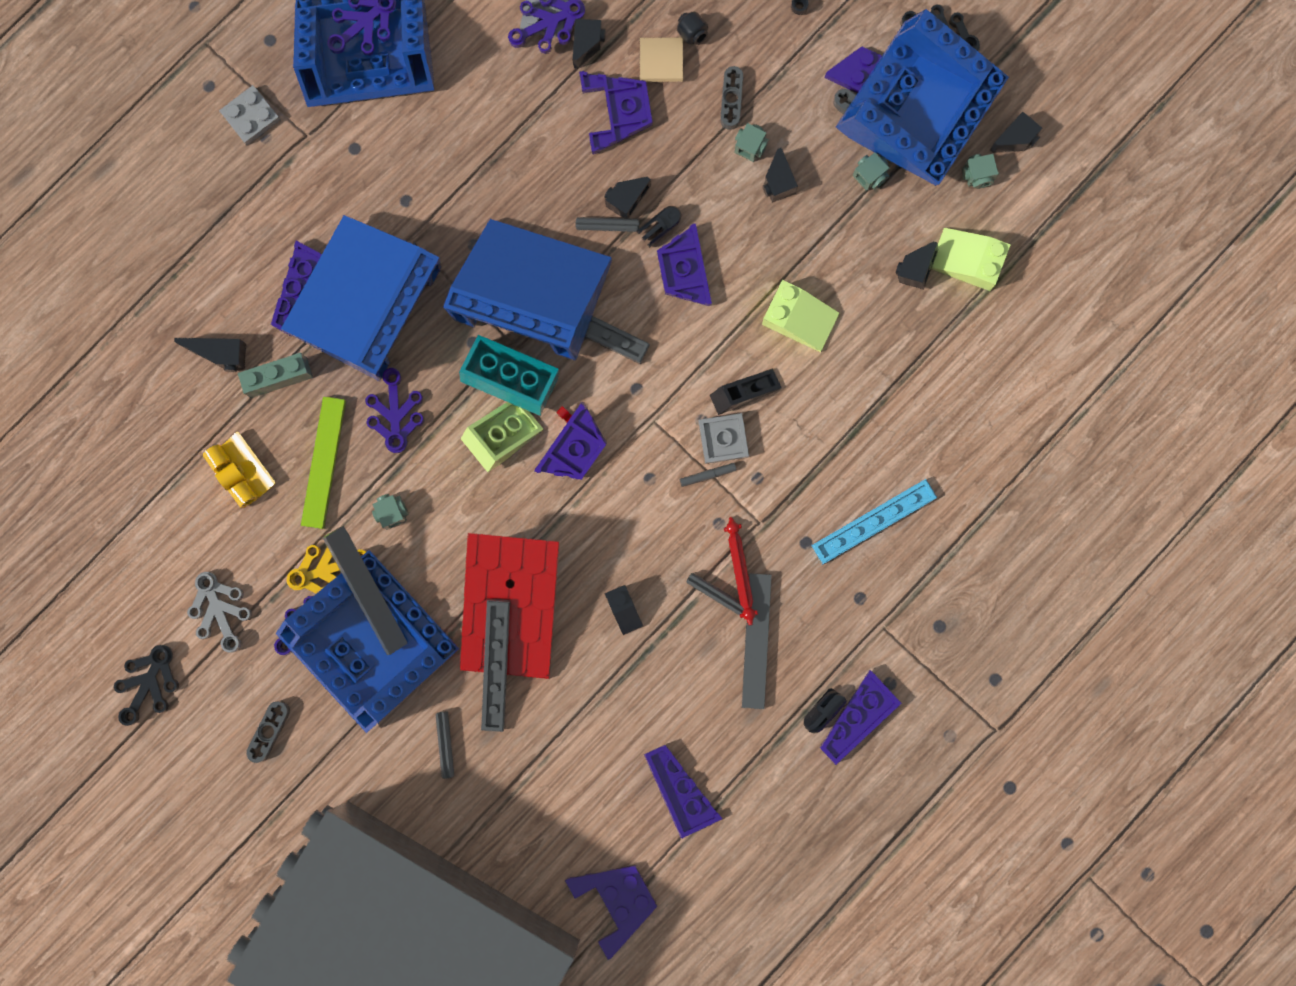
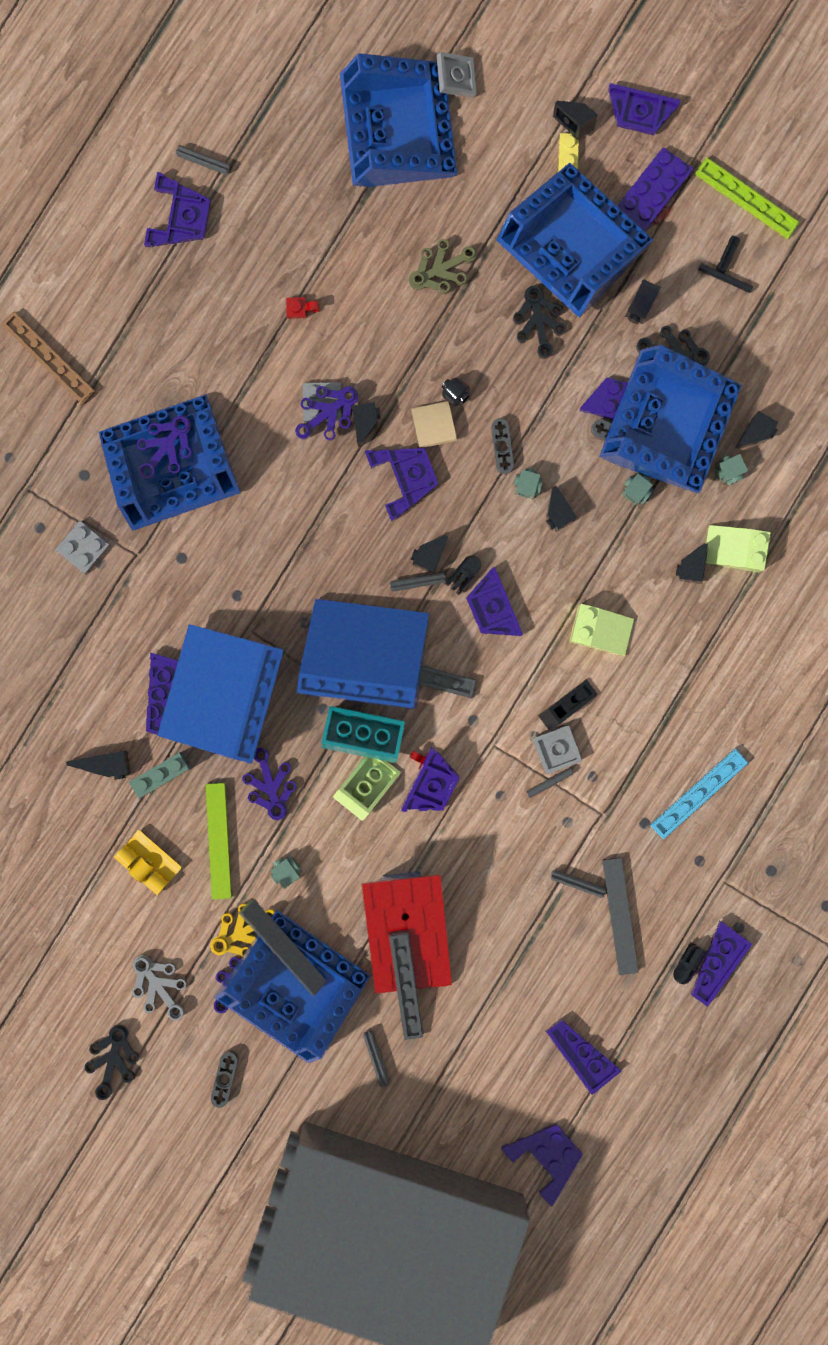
camera: 20 degrees left, 5 degrees up
(623, 609) = (502, 913): black slope -> none
(740, 571) = (595, 860): red wheel -> none

